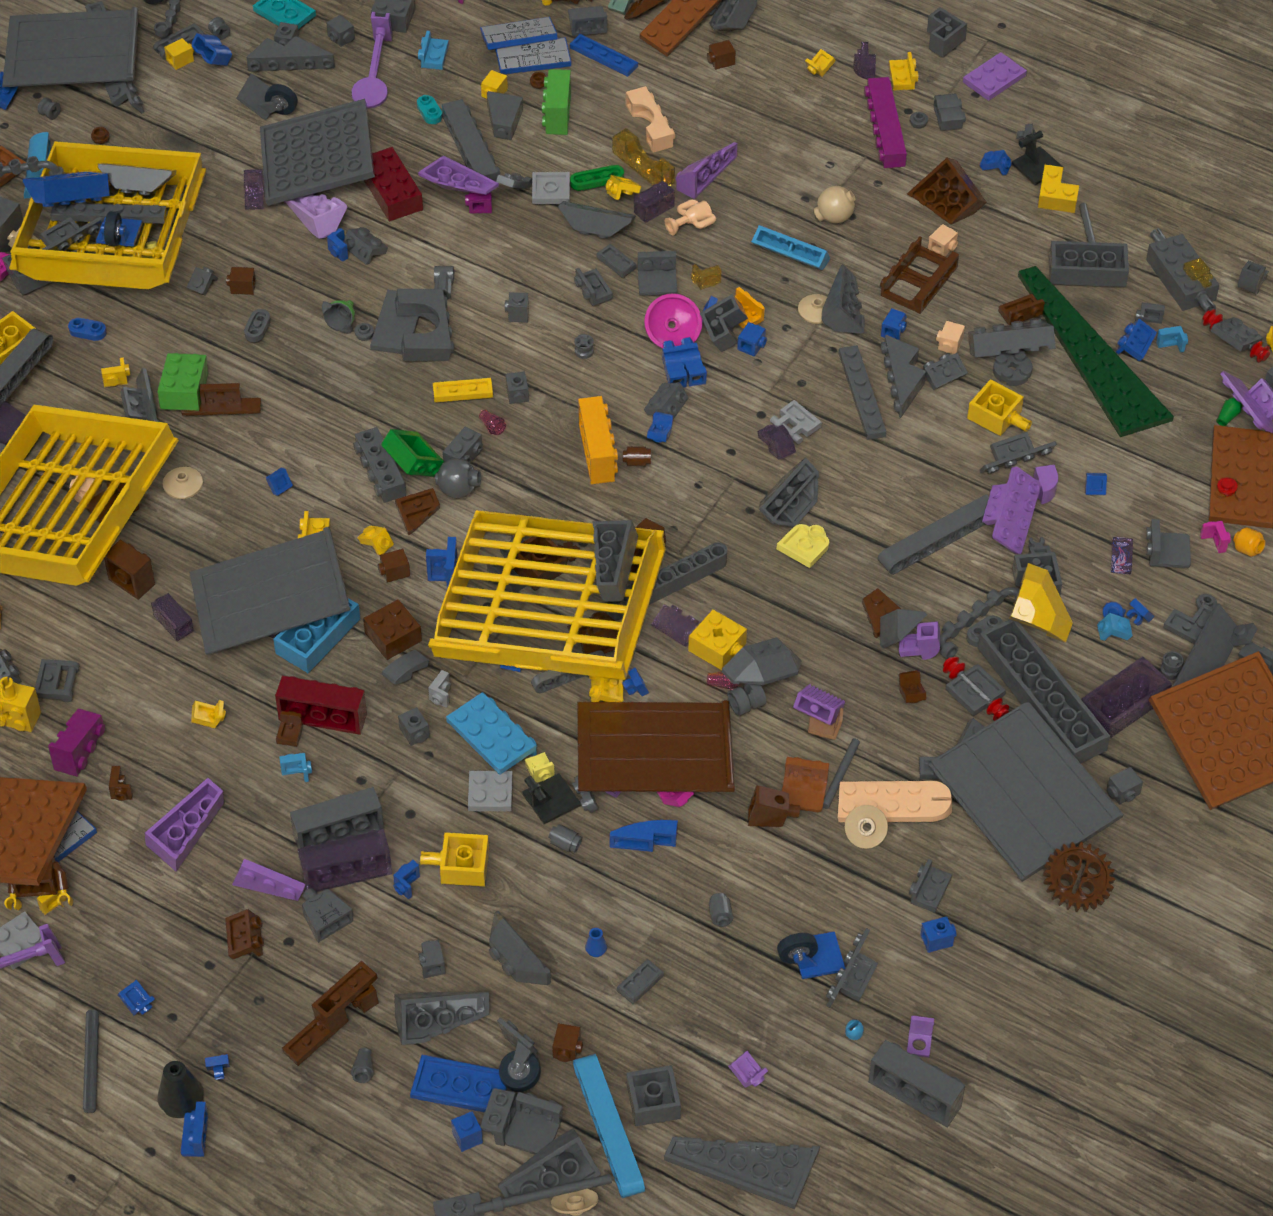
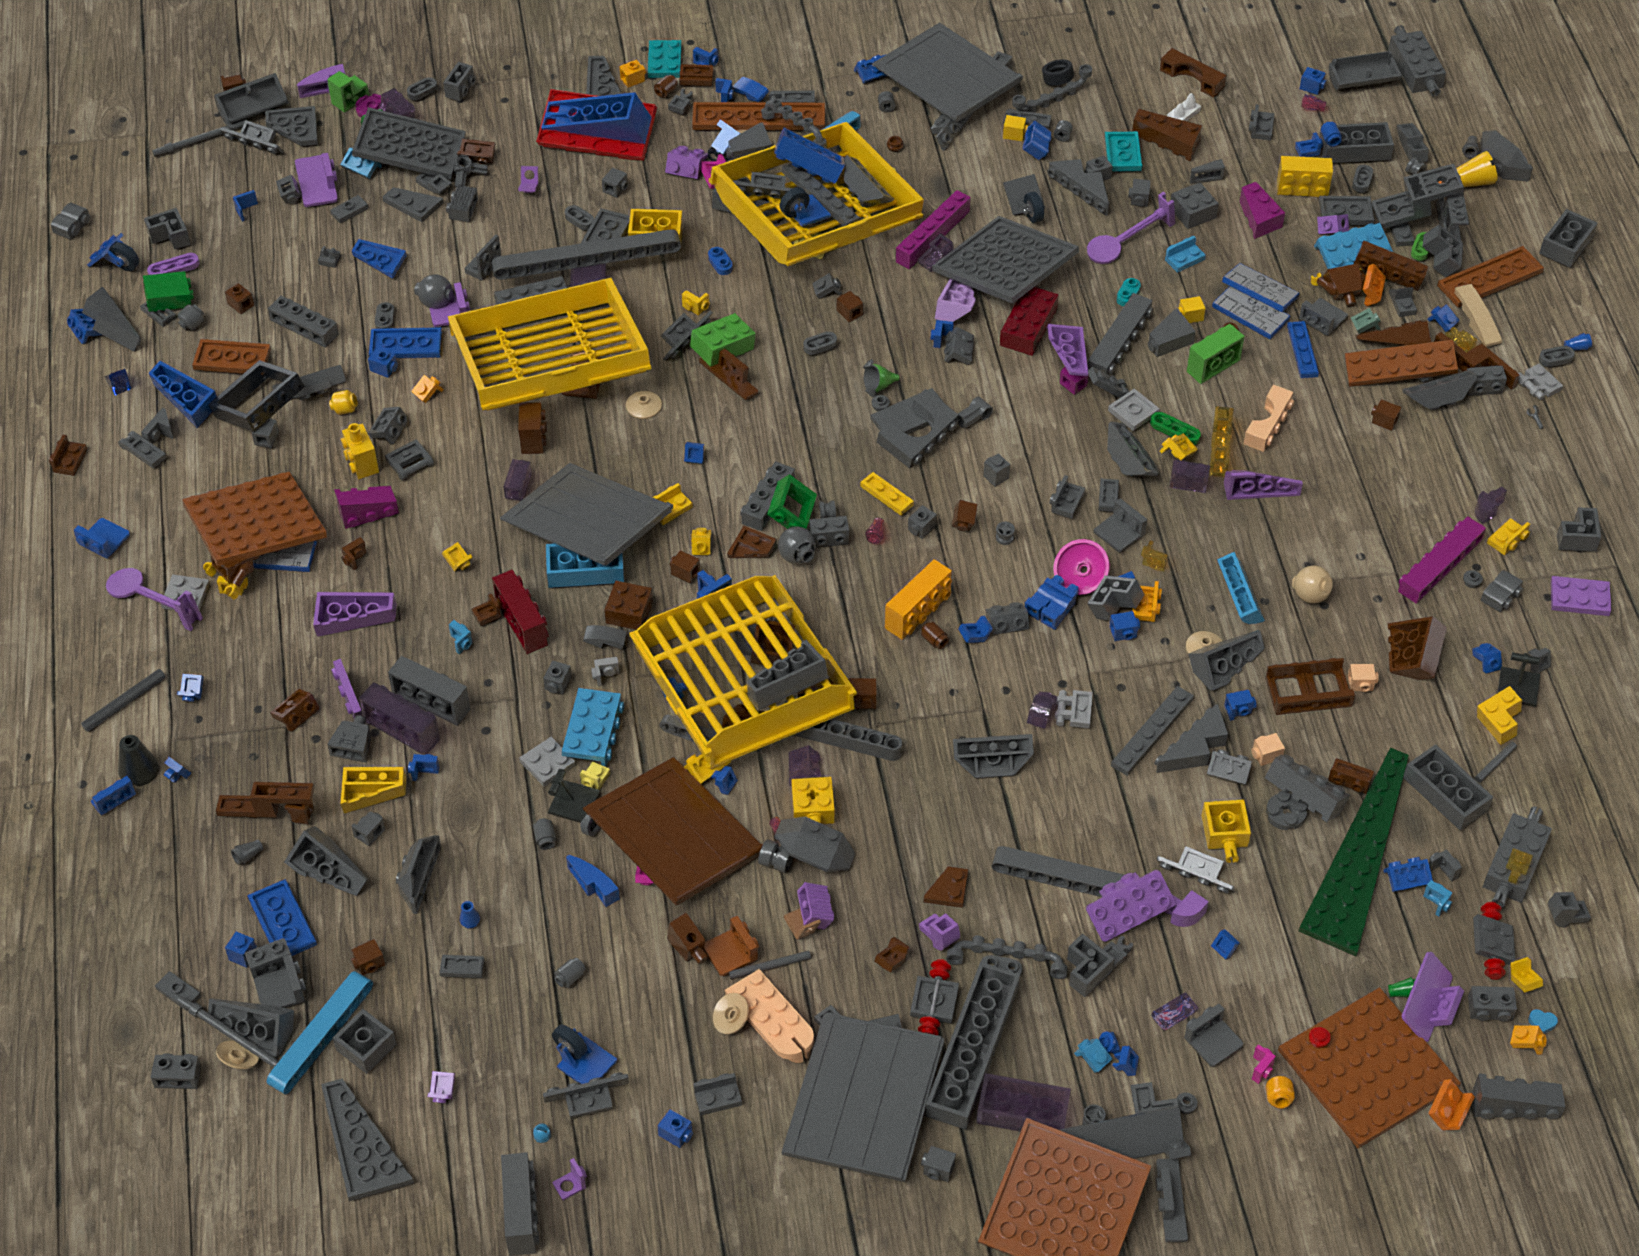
camera: 50 degrees right, 0 degrees up
(225, 175) = (940, 221): none -> magenta brick
(391, 928) = (371, 786): none -> yellow wedge
(437, 437) = (827, 509): none -> dark grey wheel
(461, 859) = (466, 784): yellow brick -> none
(521, 1067) = (319, 942): plate -> none
(542, 356) = (964, 515): none -> reddish brown brick
(693, 213) = (1207, 509): light nougat piece -> none
(804, 544) = (963, 794): light yellow plate -> none
(820, 63) = (1451, 479): yellow bracket -> none
(897, 625) = (937, 903): dark grey slope -> none
(1041, 605) = (1047, 982): yellow brick -> none
(1098, 883) = (824, 1207): reddish brown gear -> none

